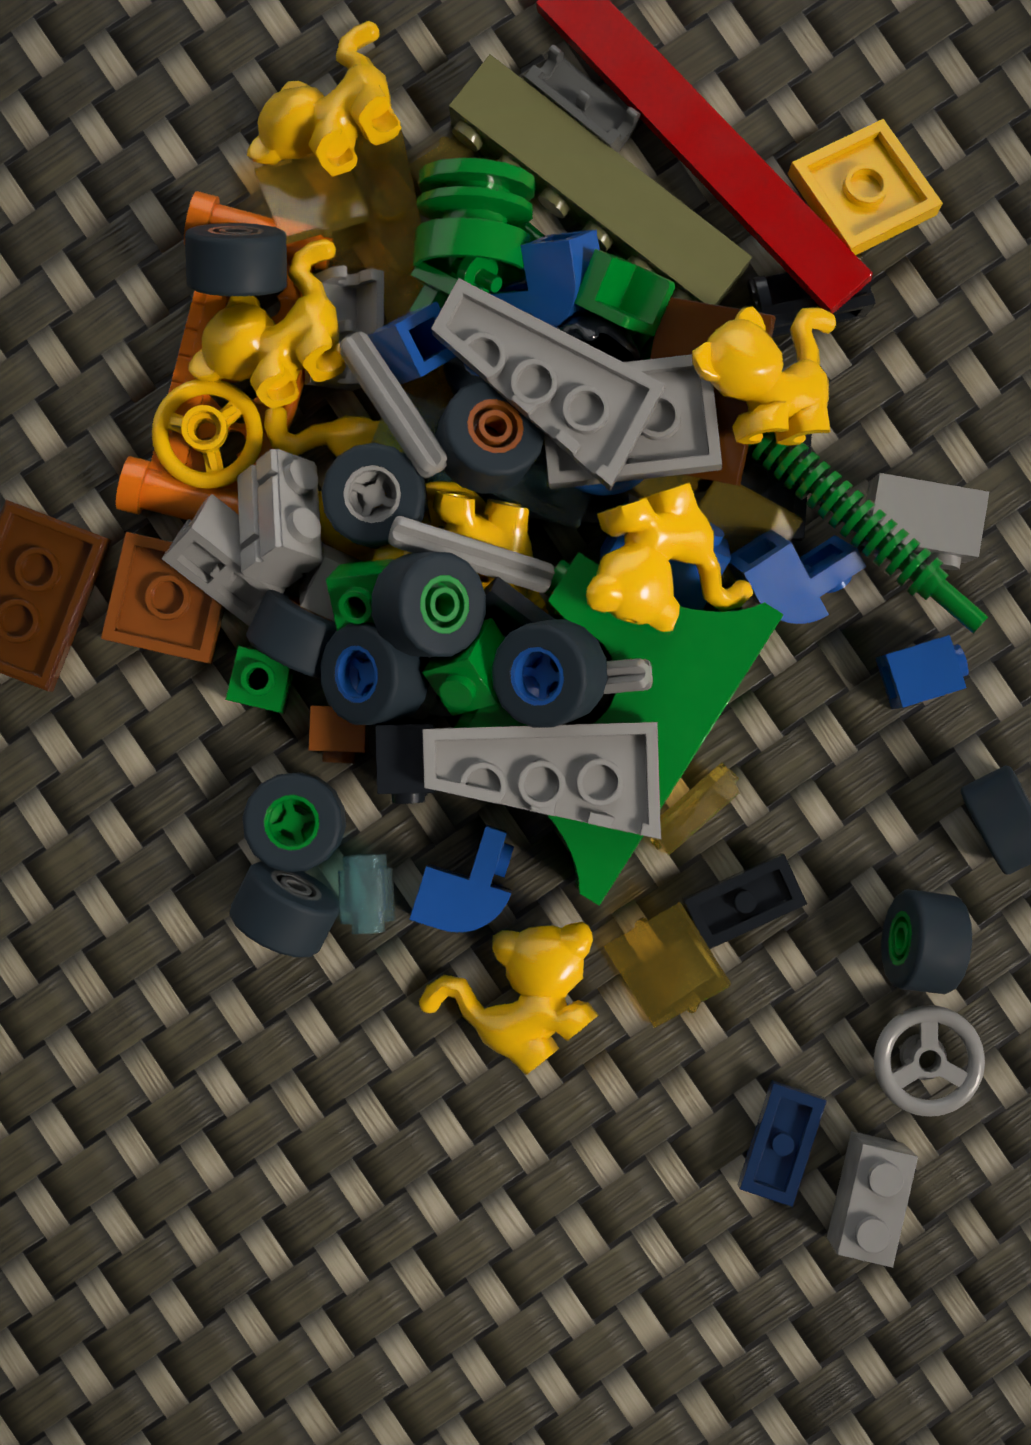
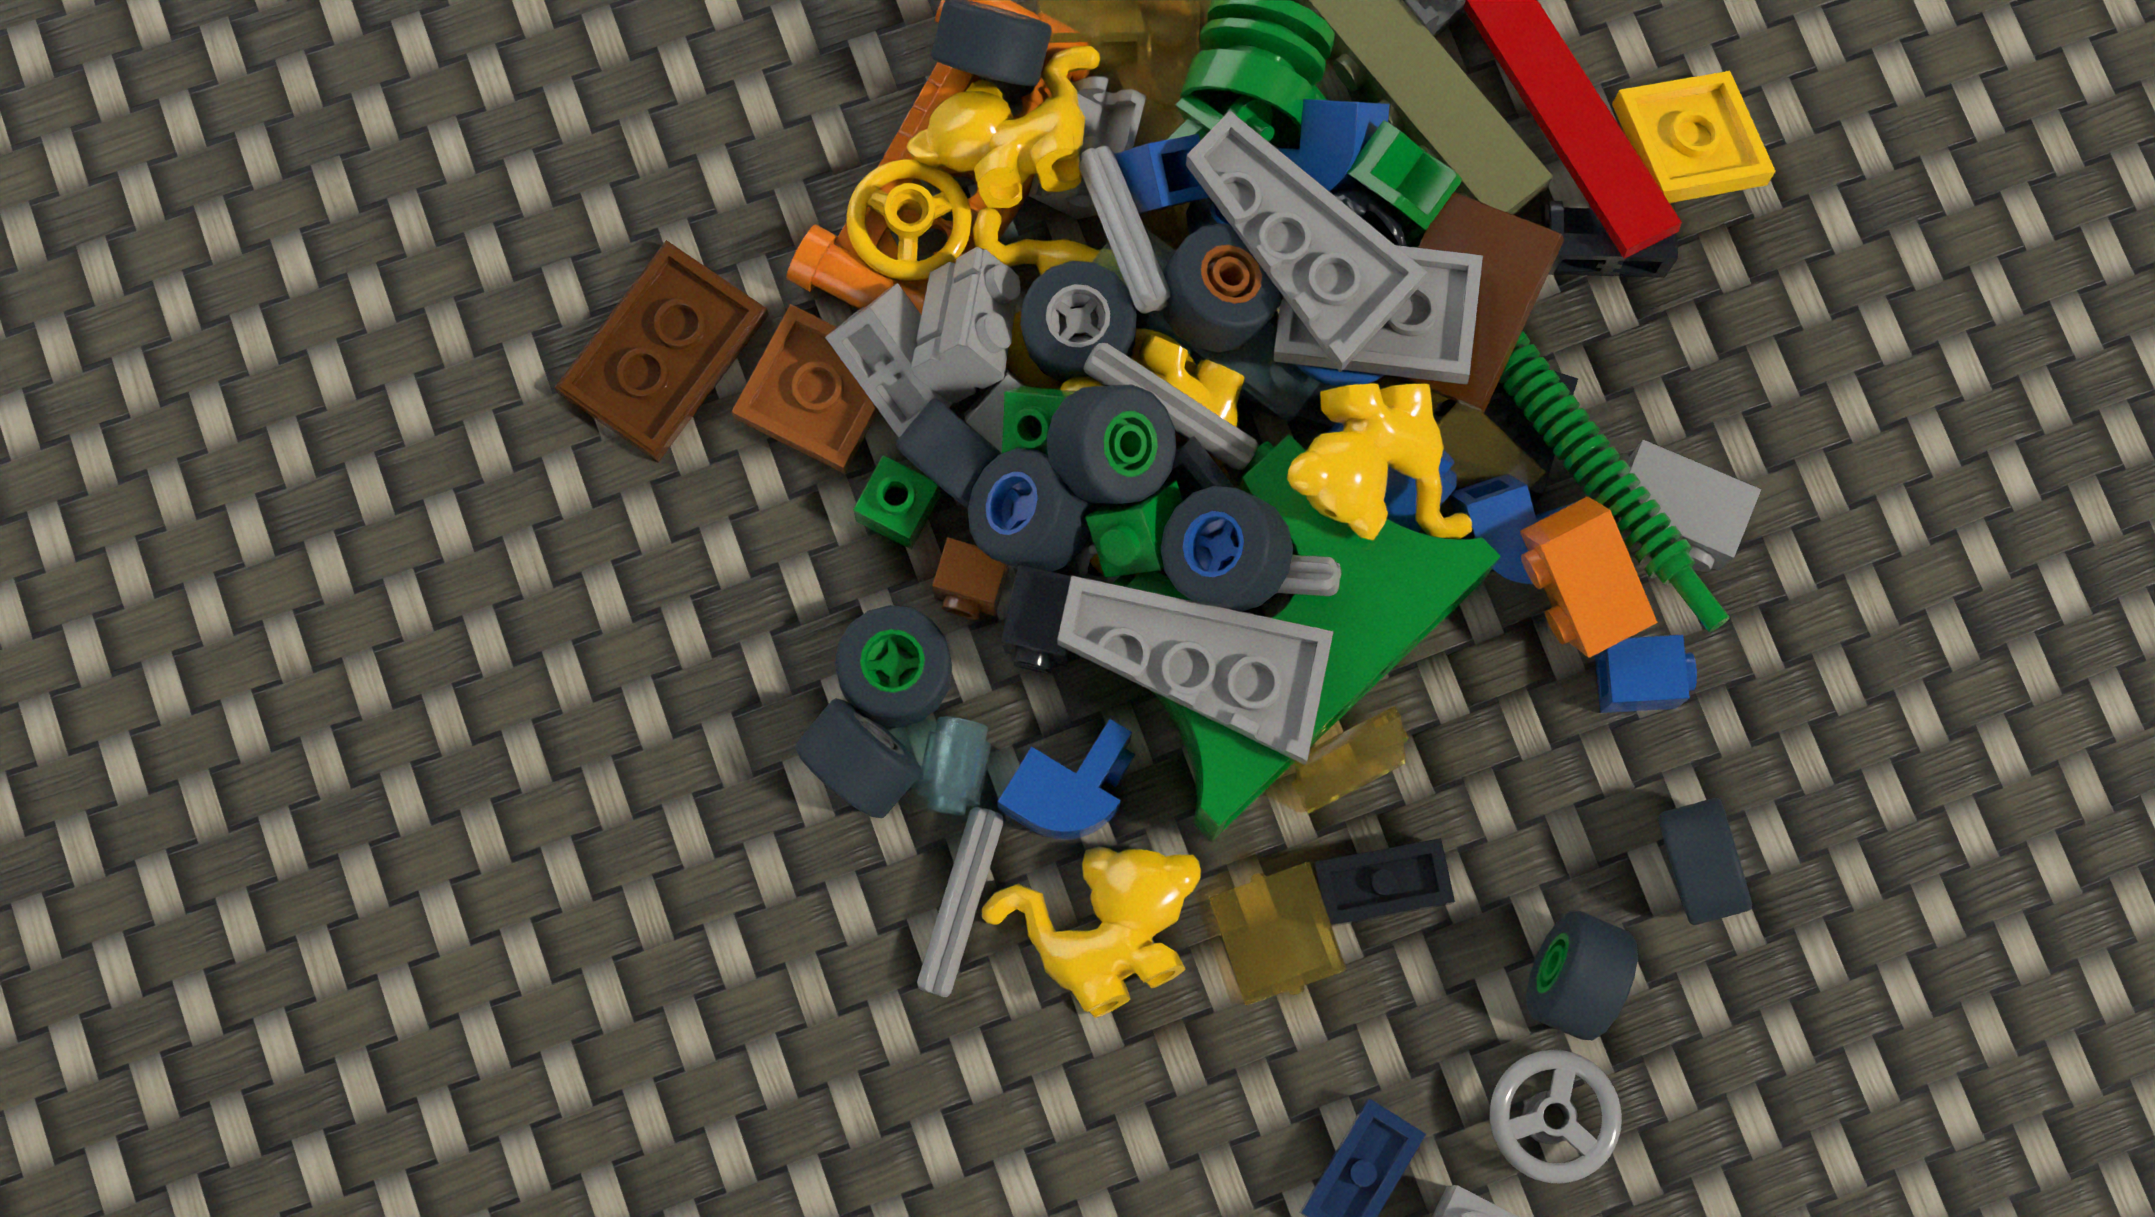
camera: 10 degrees right, 10 degrees down
(400, 1002) = (960, 902): none -> light grey axle
(748, 366) = (1523, 280): yellow animal -> none
(859, 608) = (1586, 577): none -> orange brick

